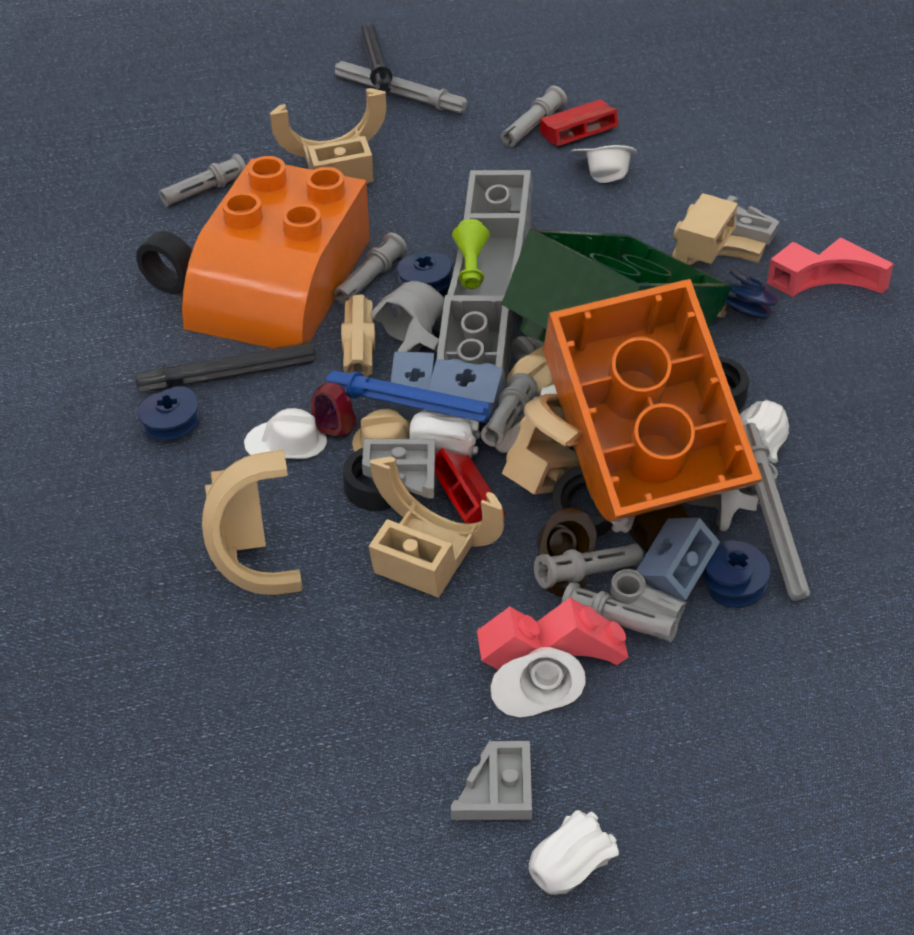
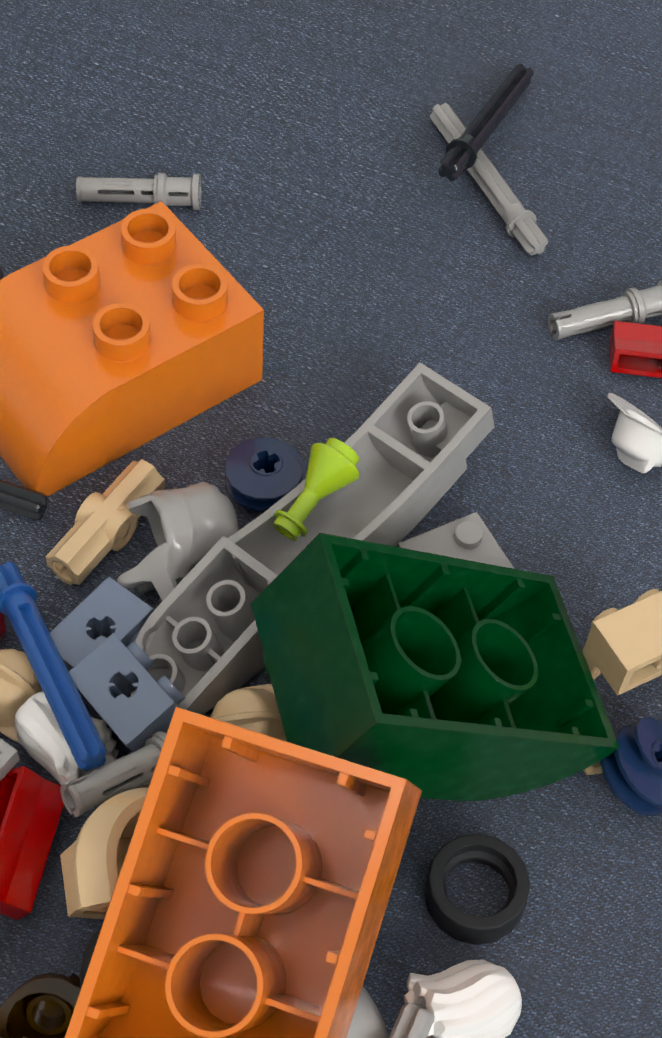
camera: 30 degrees right, 10 degrees up
(346, 153) = (309, 243): tan piece -> none
(378, 261) = (231, 421): light grey pin -> none

